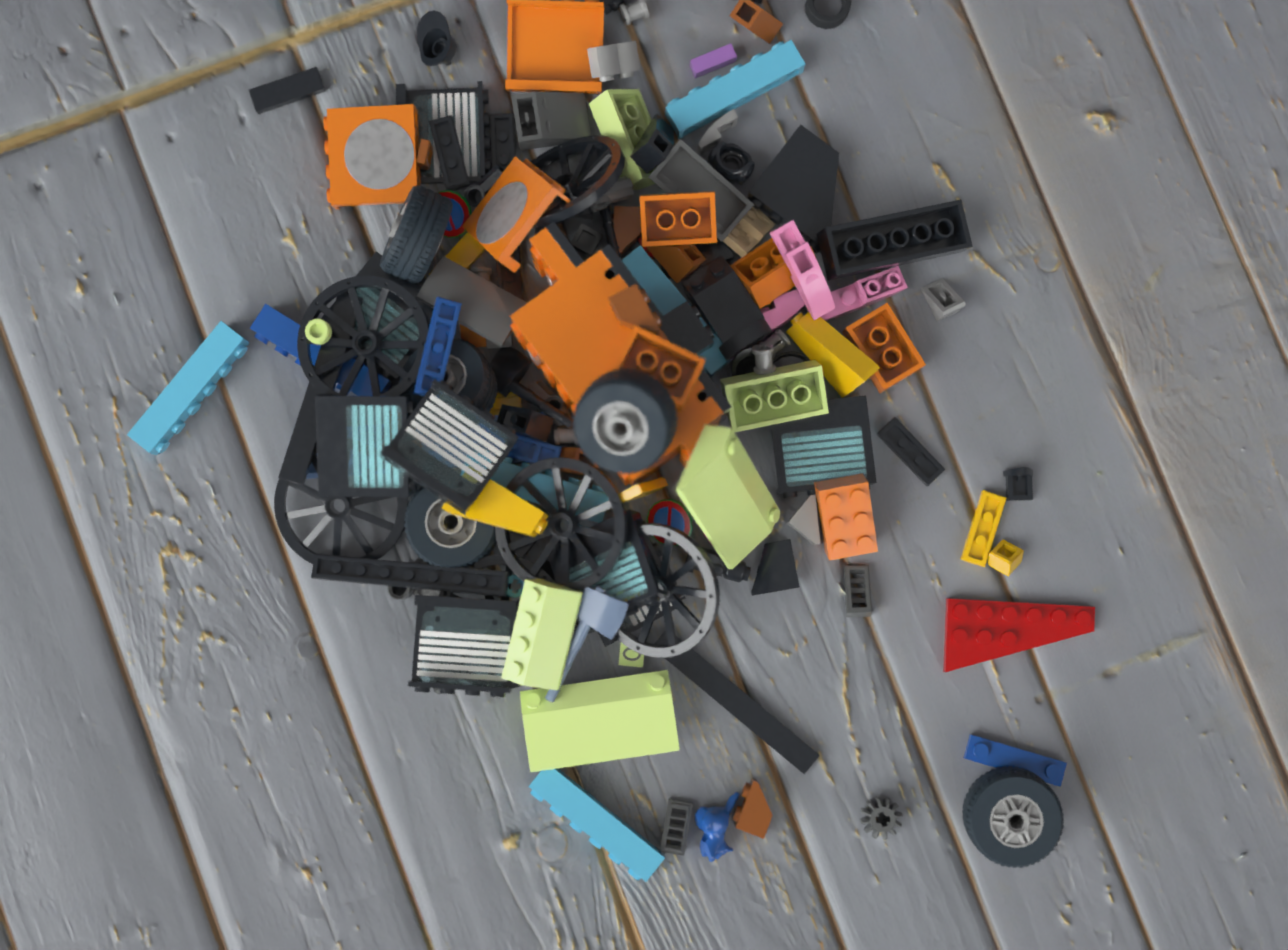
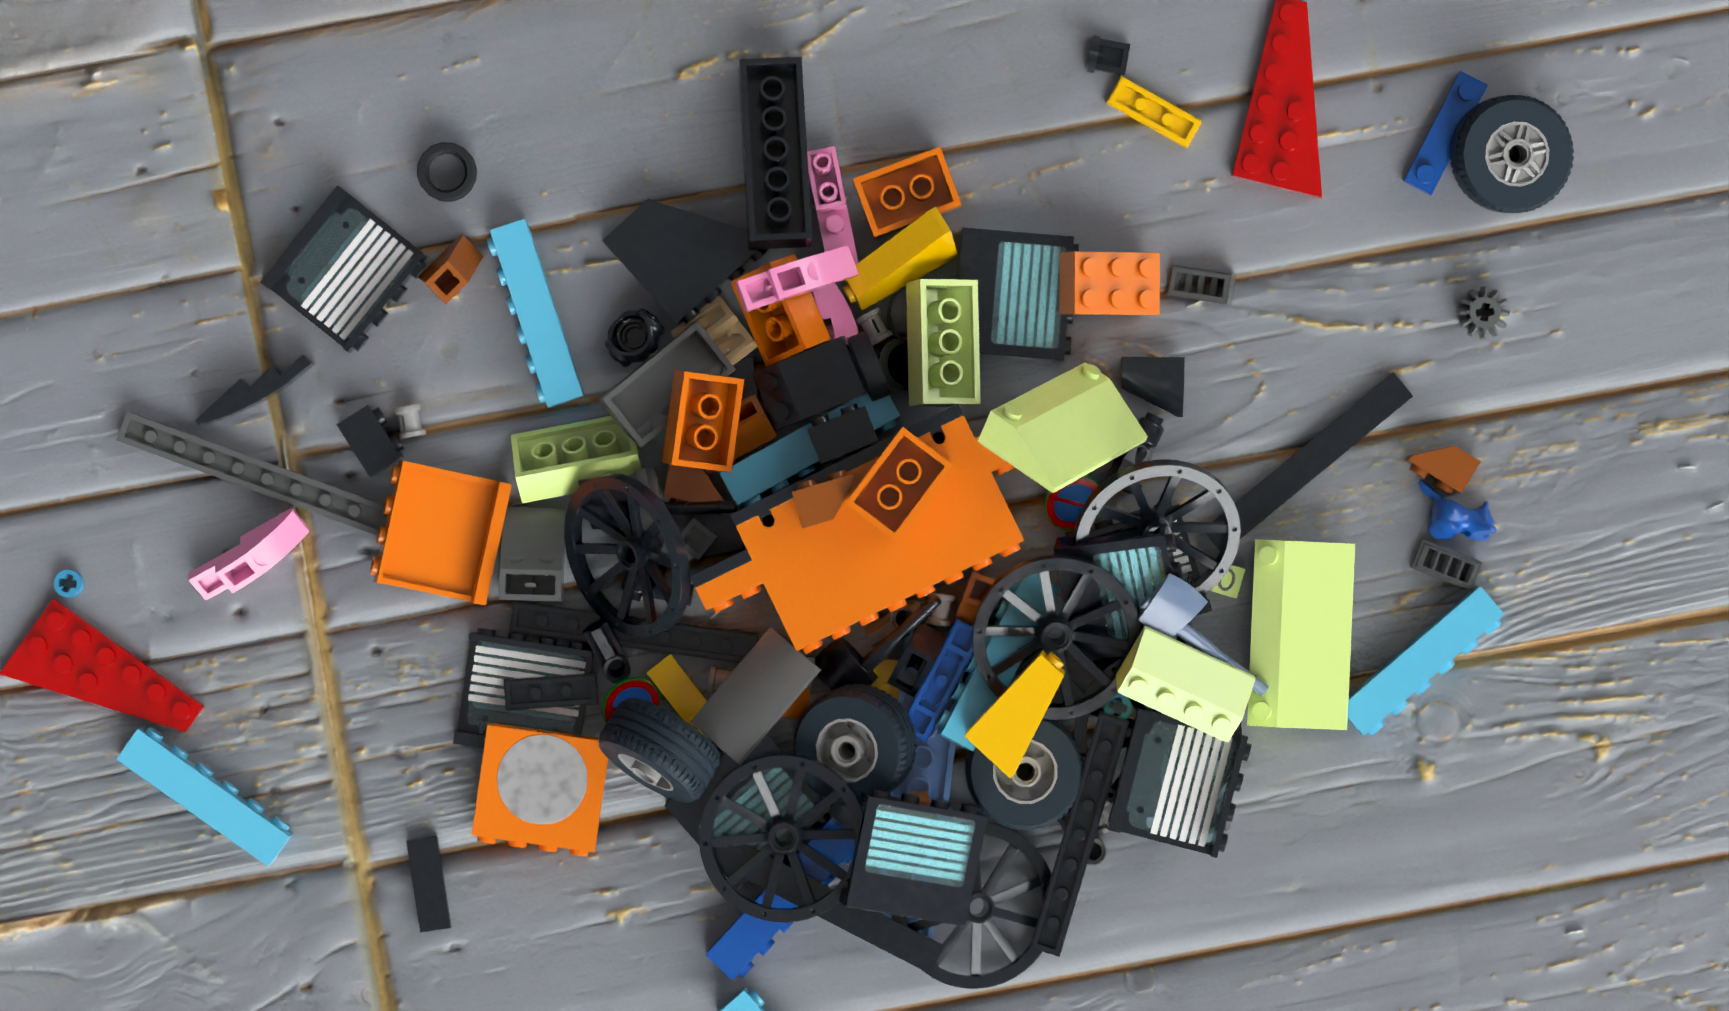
camera: 75 degrees left, 5 degrees up
(318, 331) = (760, 891): yellowish green tile -> none
(425, 154) = (549, 722): dark orange tile -> none
(435, 39) = (402, 683): black piece -> none
(437, 344) = (811, 748): blue plate -> none
(450, 446) = (939, 753): panel -> none
(512, 209) = (655, 624): orange panel -> none
(613, 59) = (473, 460): light grey brick -> none
(625, 421) = (959, 536): black wheel -> none
(643, 489) = (1029, 527): yellow tile -> none
(654, 144) = (595, 430): black slope -> none
(713, 60) = (492, 333): medium lavender piece -> none
(713, 134) = (594, 353): light grey slope -> none
(763, 359) = (896, 348): light grey bush -> none
(806, 521) = (1103, 332): light grey slope -> none
(910, 451) = (1040, 183): black tile -> none
(942, 299) = (855, 105): light grey slope -> none
(1005, 557) = (1195, 92): yellow slope -> none

